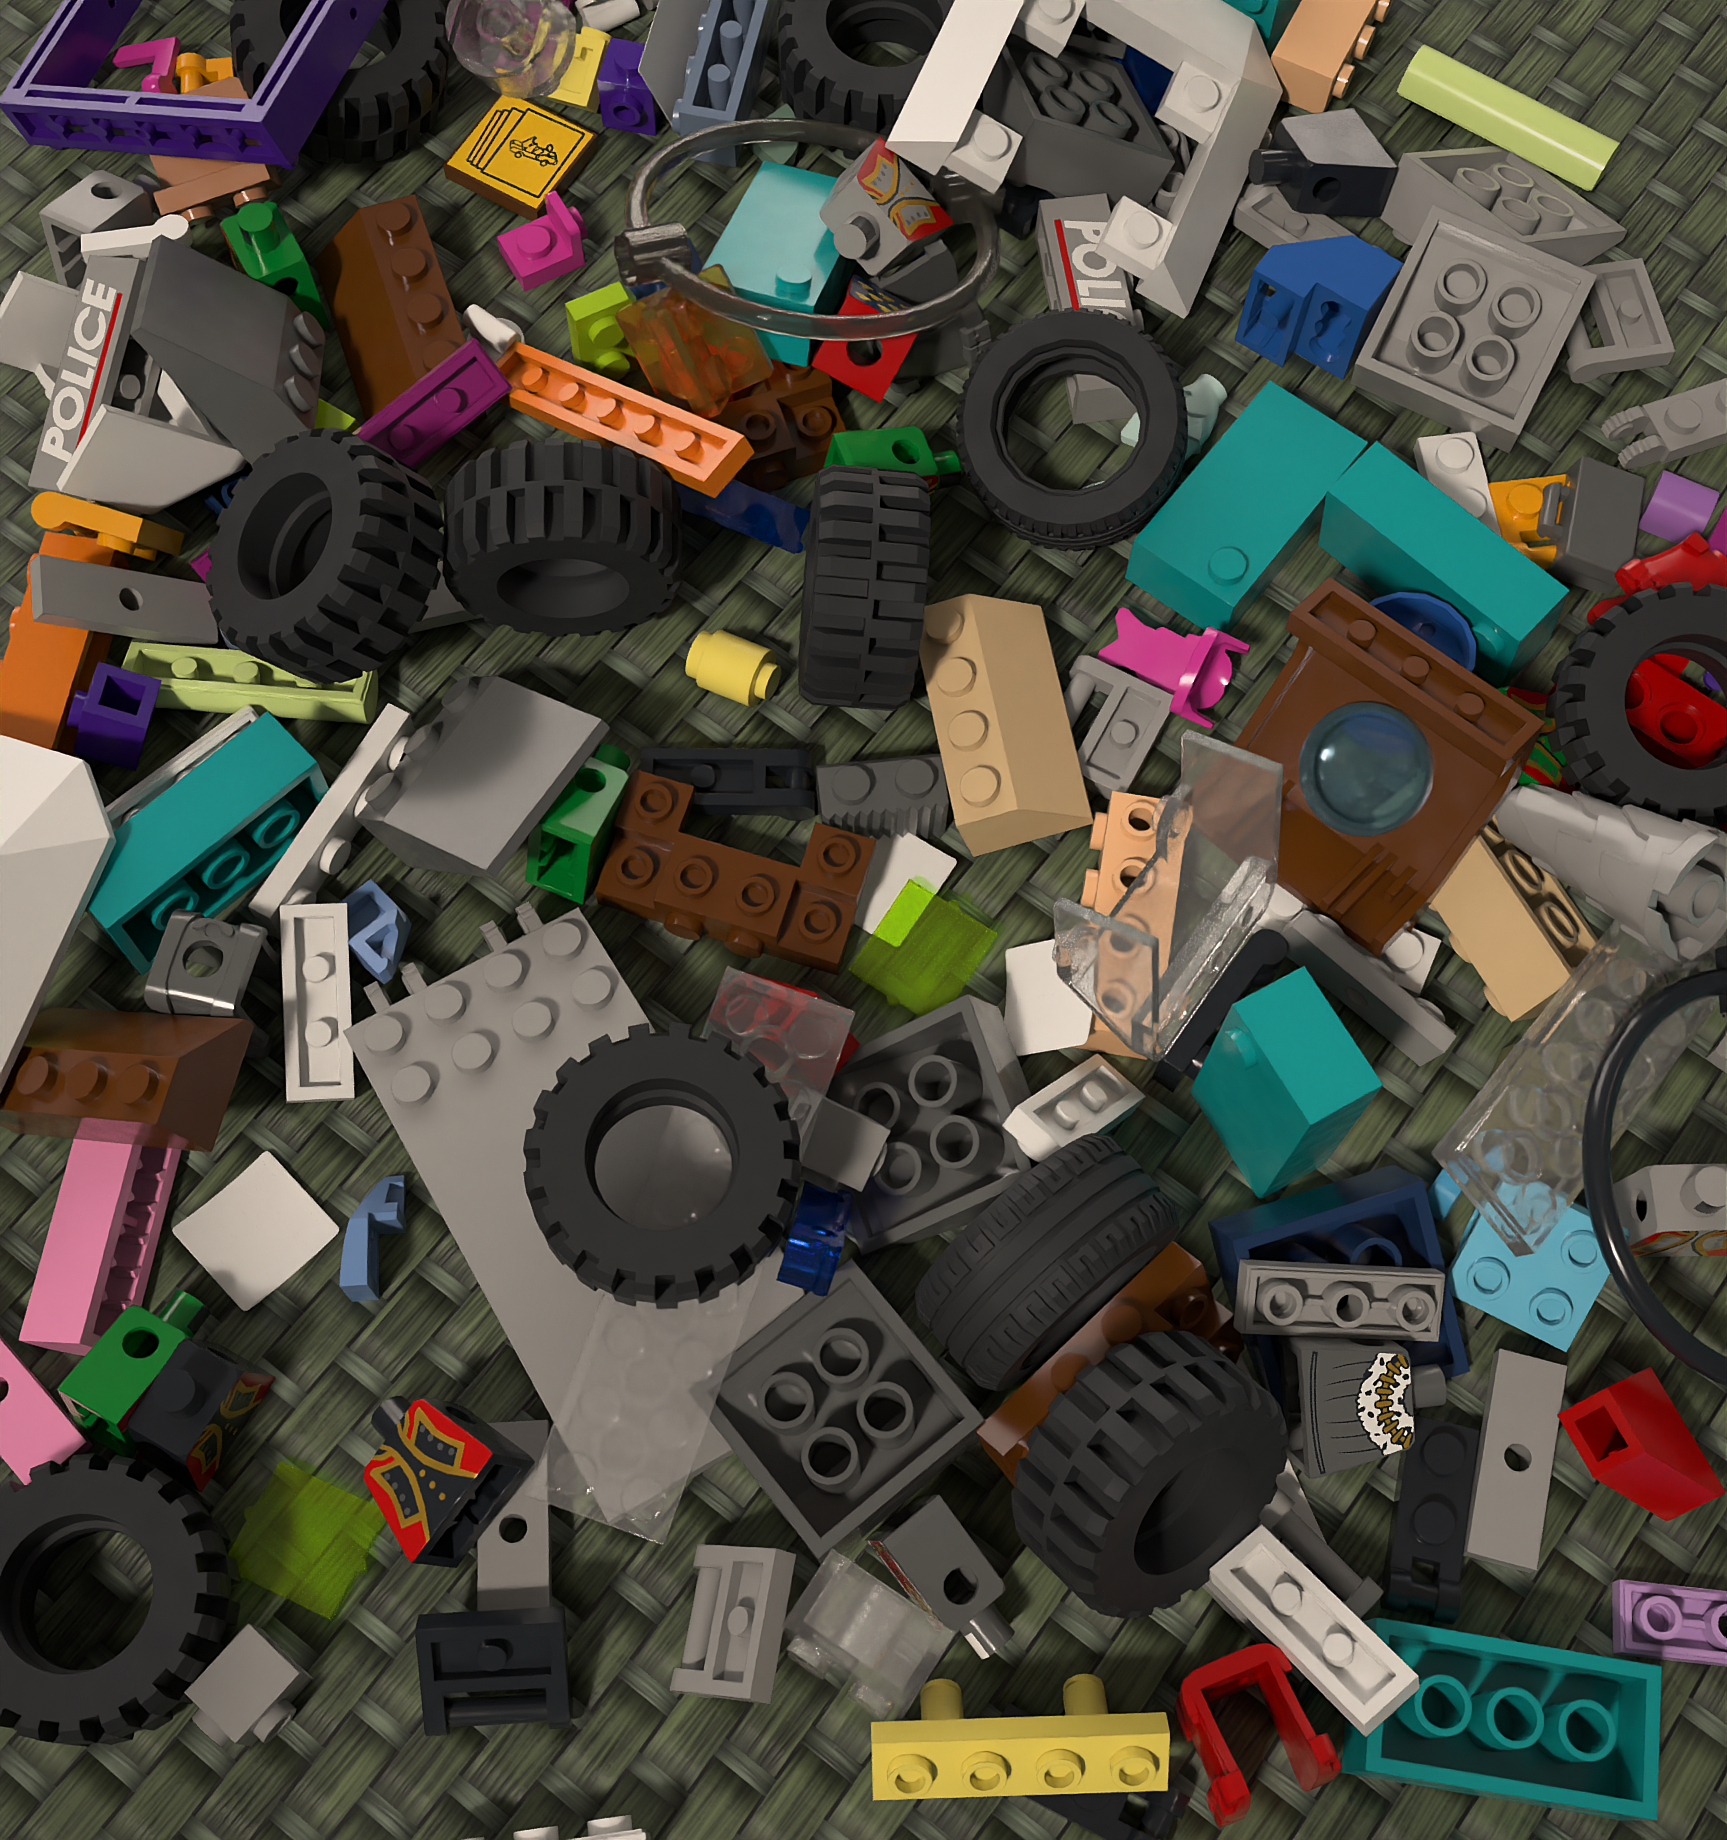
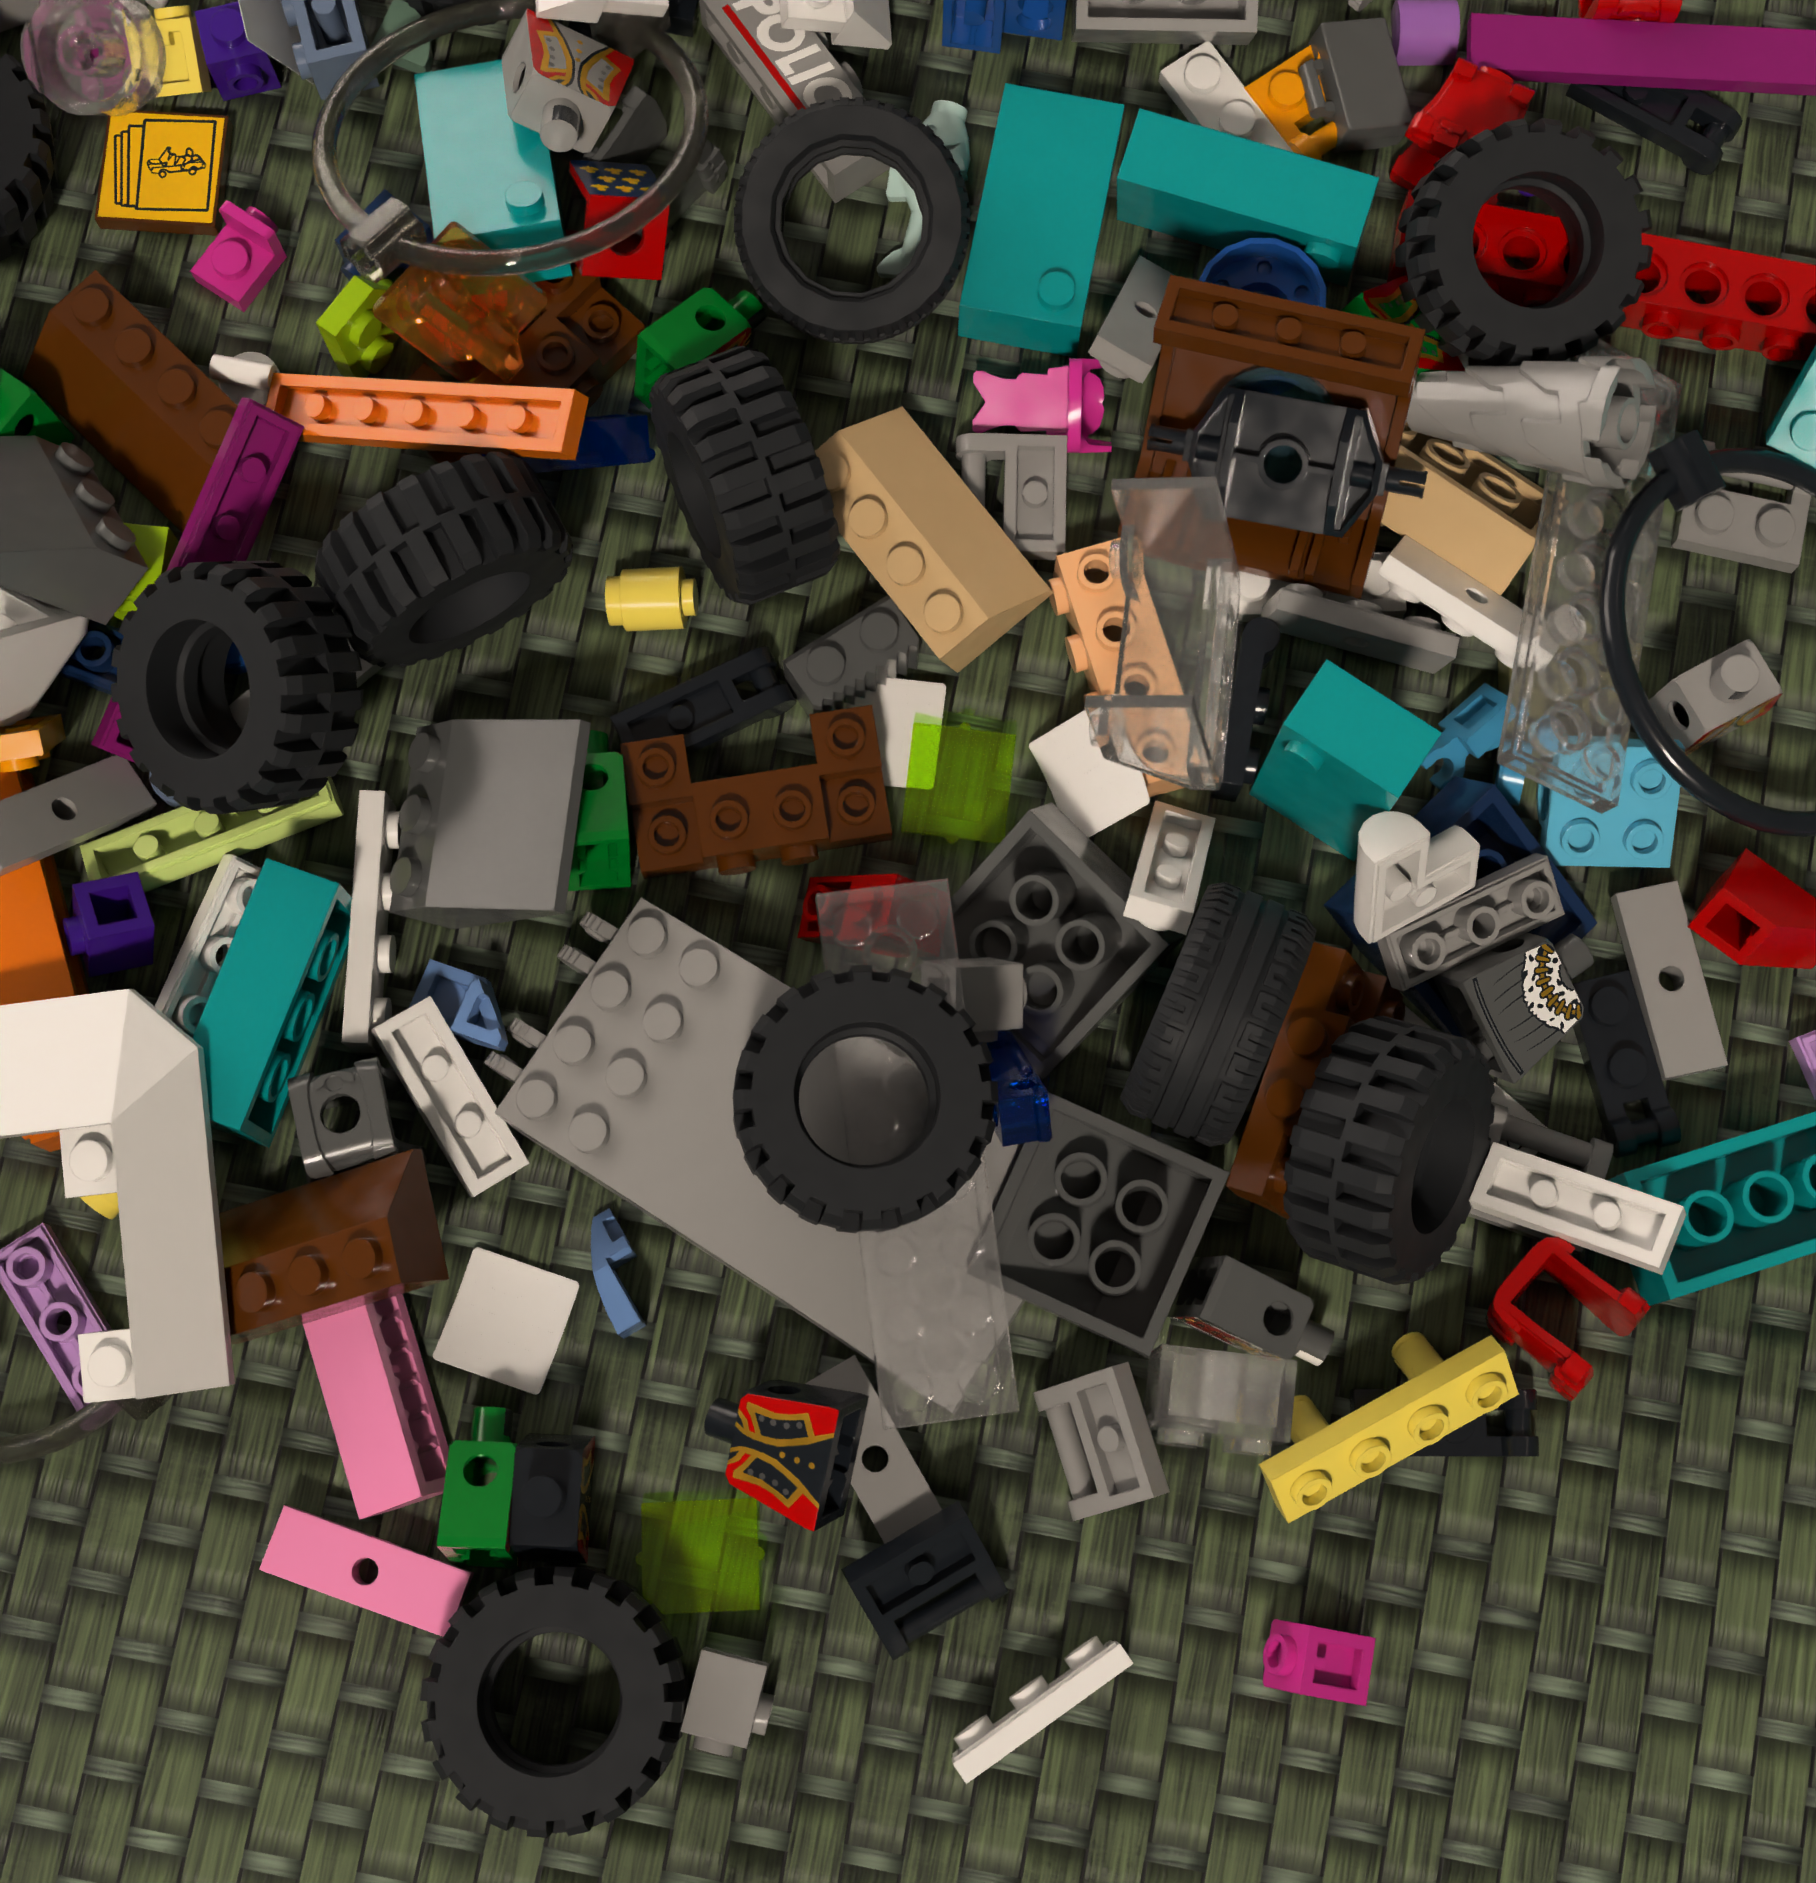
camera: 25 degrees left, 10 degrees up
(1261, 628) = (1126, 336): none -> light grey tile
(1286, 1219) = (1407, 872): none -> white brick
(1415, 806) = (1337, 451): none -> black plate
(1417, 1130) = (1467, 730): none -> dark azure plate
(1474, 1004) = (1461, 600): none -> white tile

